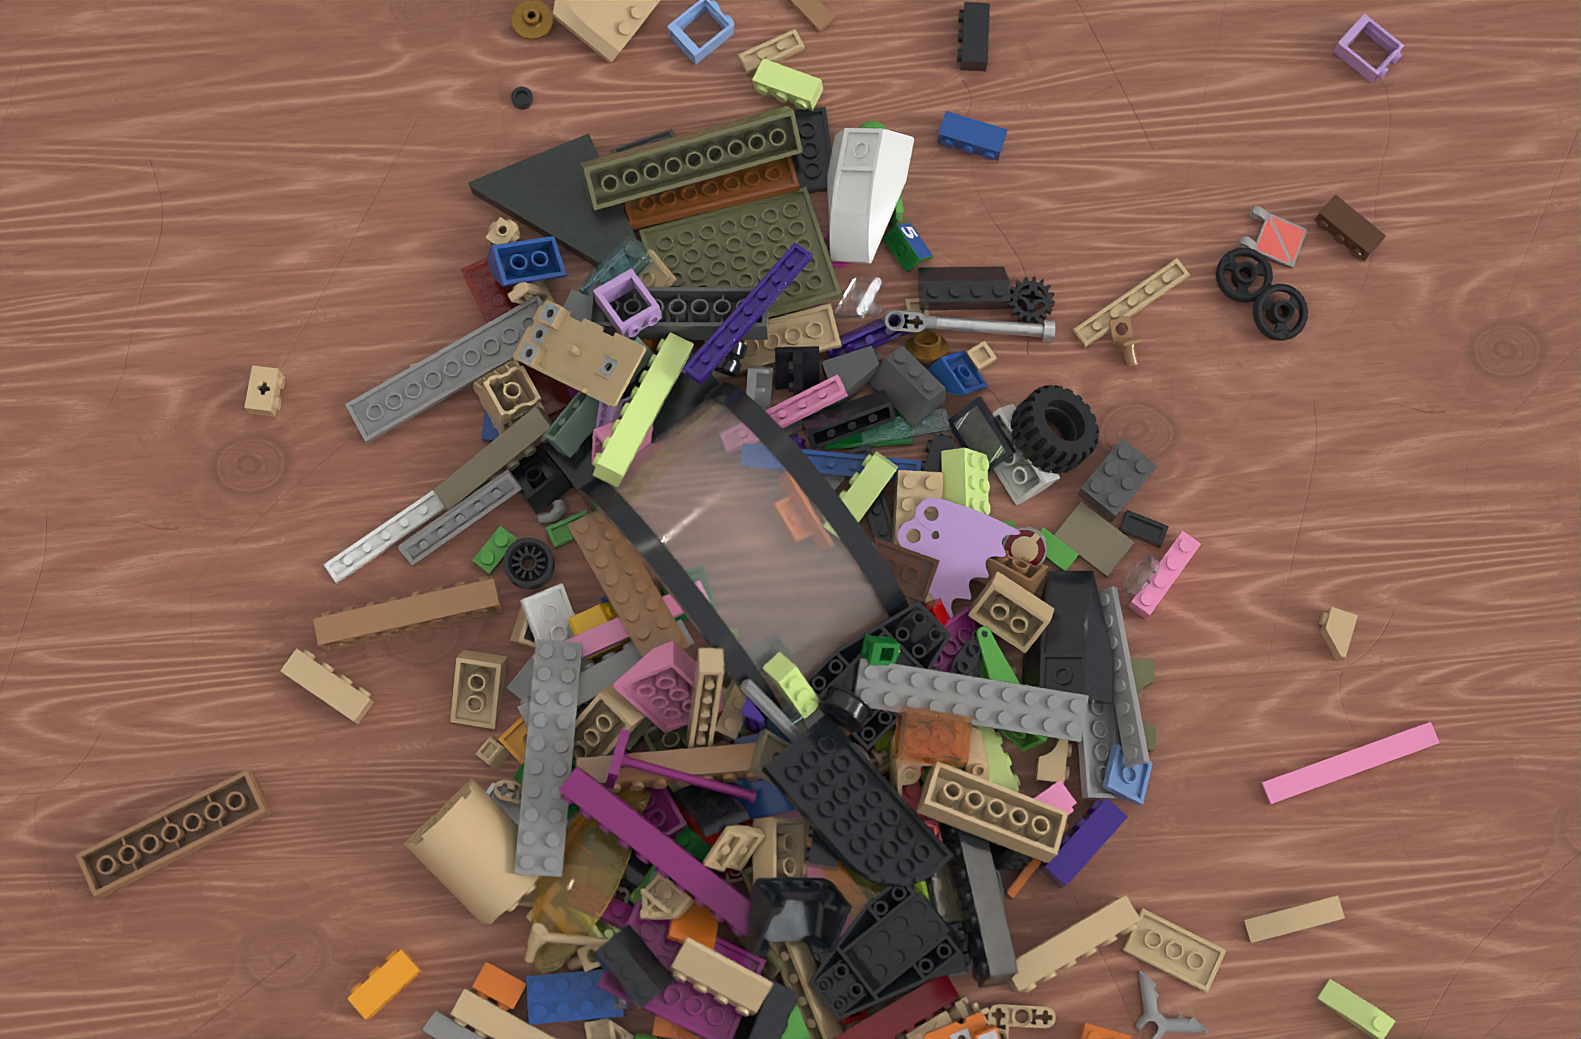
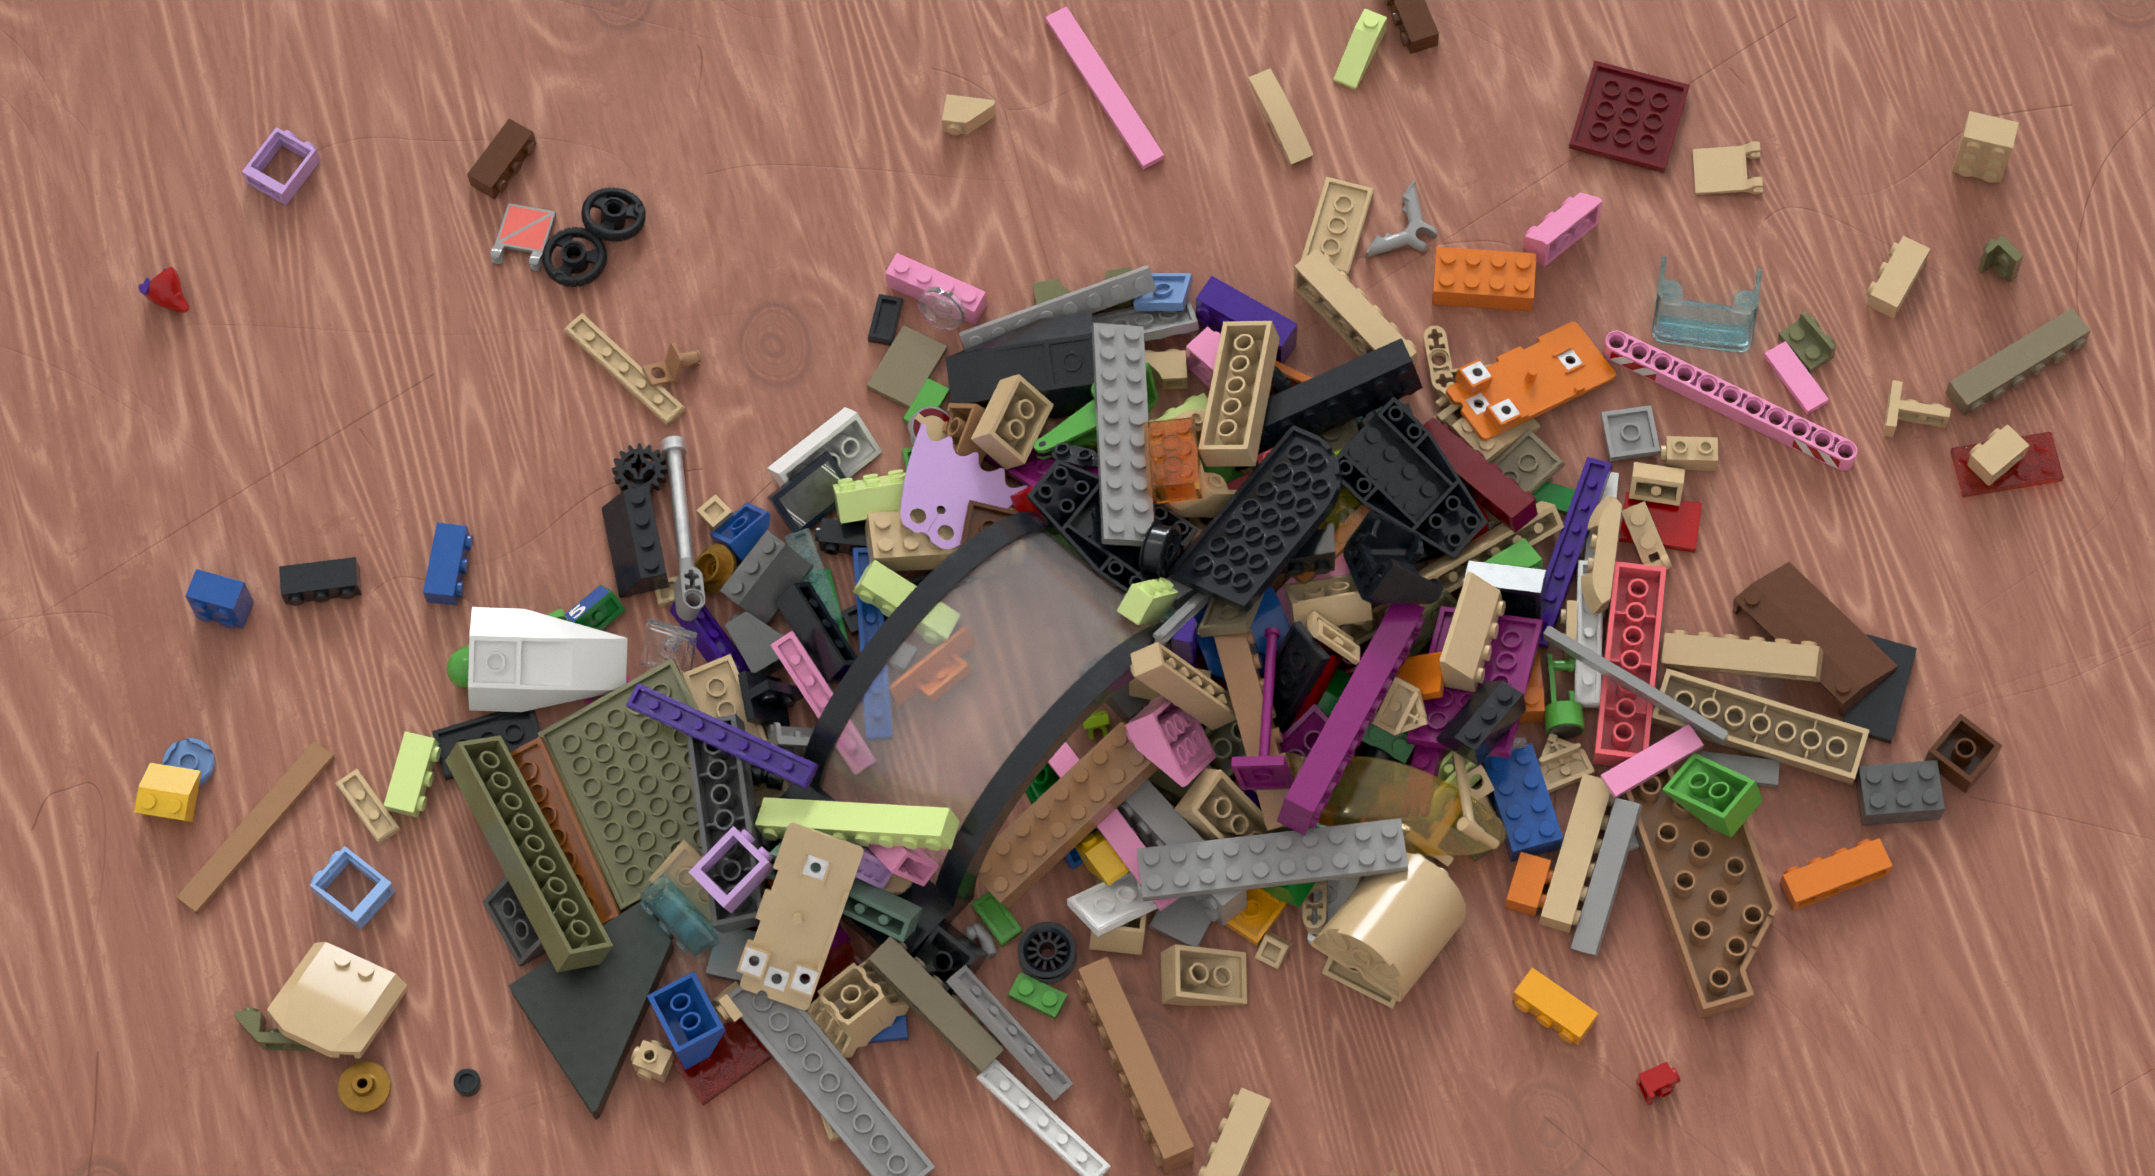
camera: 95 degrees left, 10 degrees down
(880, 650) = (1090, 523): green brick -> none
(1071, 418) = (794, 413): black tyre -> none
(1117, 479) = (836, 350): dark grey brick -> none

